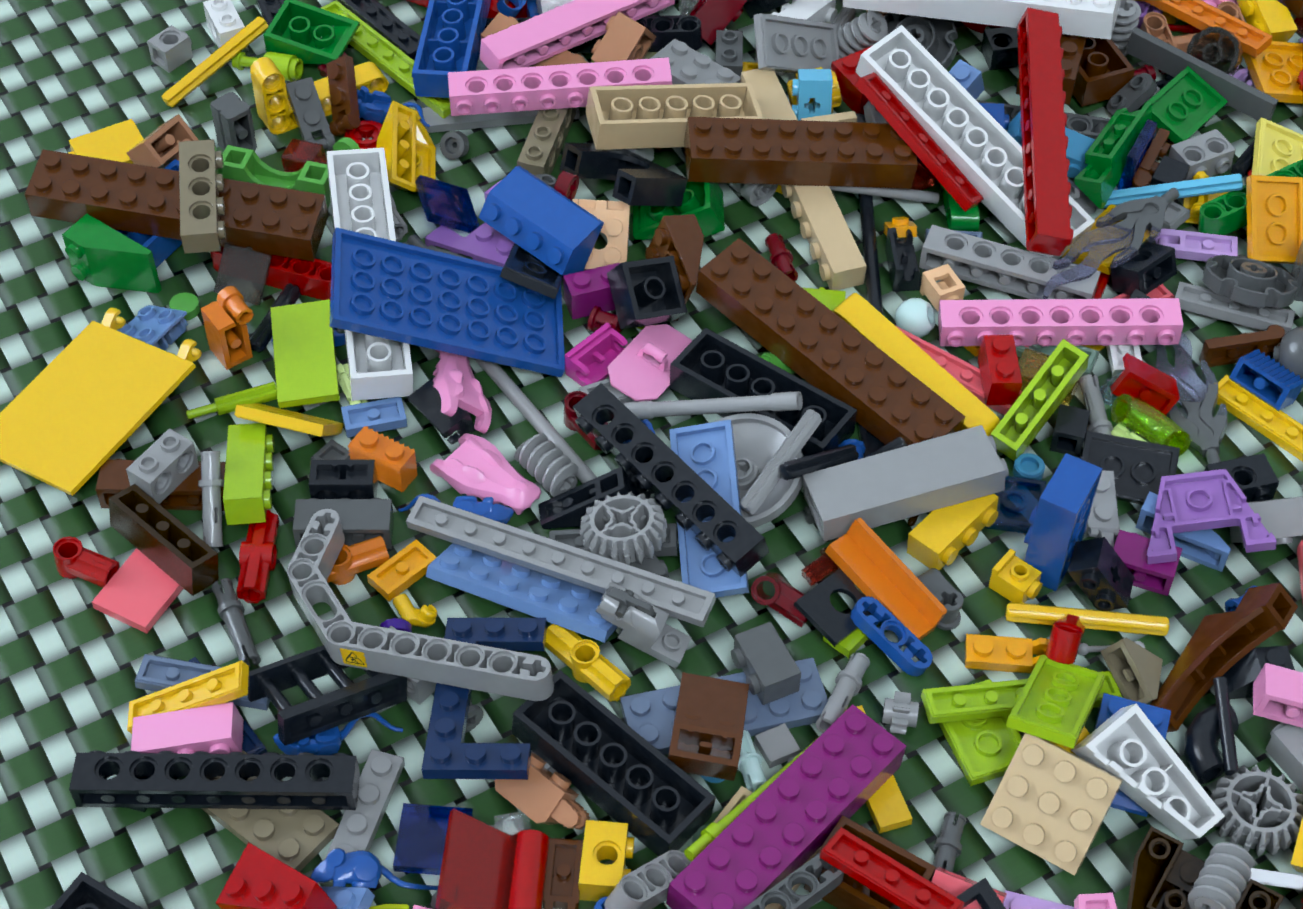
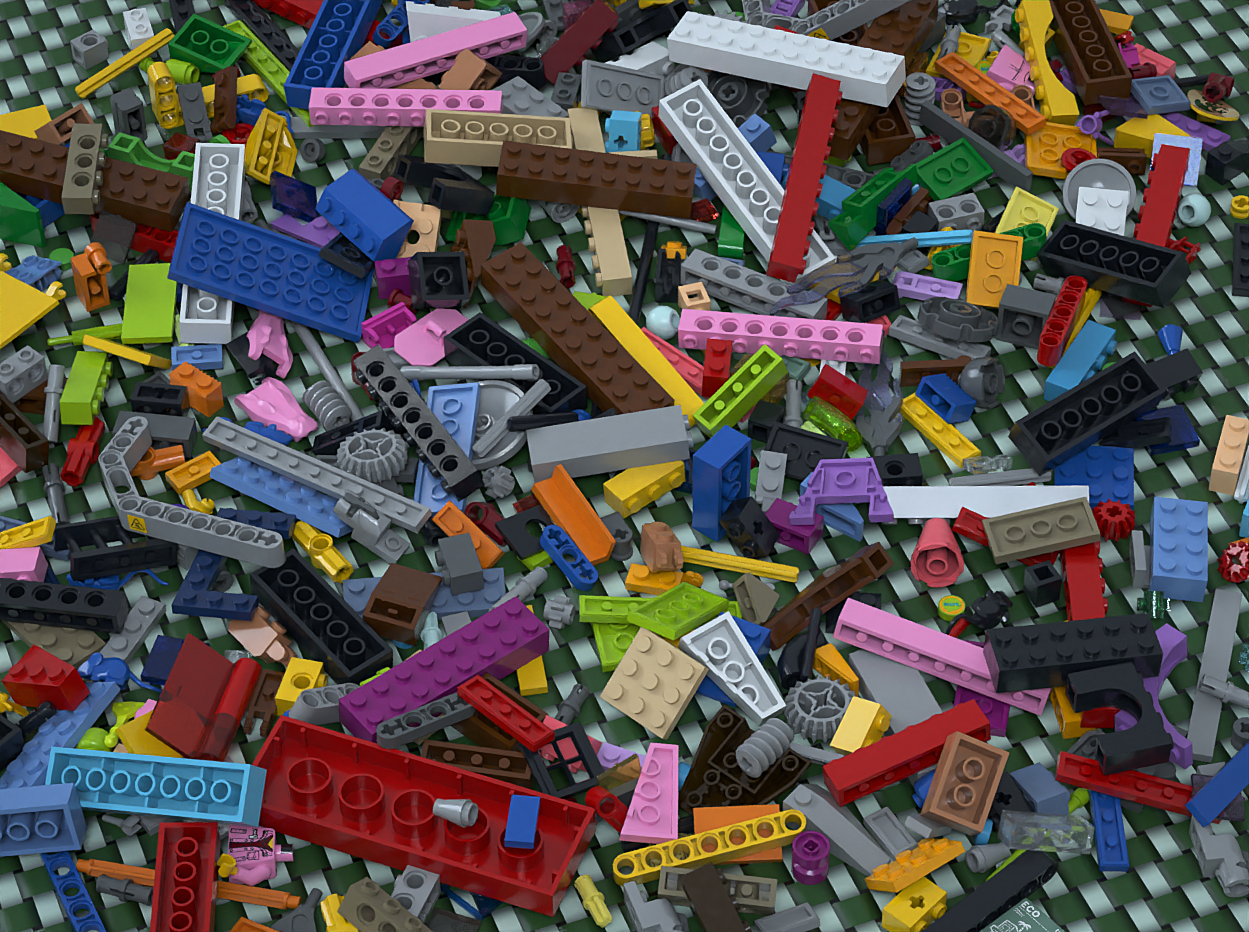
camera: 10 degrees right, 5 degrees down
(717, 623) = (432, 532): none -> black pin
(752, 612) = (455, 522): none -> orange tile
(780, 542) = (498, 481): none -> light grey gear
(919, 141) = (698, 178): red tile -> none
(1002, 612) = (660, 548): none -> nougat hinge
(1015, 579) = (684, 525): yellow brick -> none
(1065, 639) = (705, 571): red piece -> none
(1256, 748) = (830, 662): none -> light orange slope

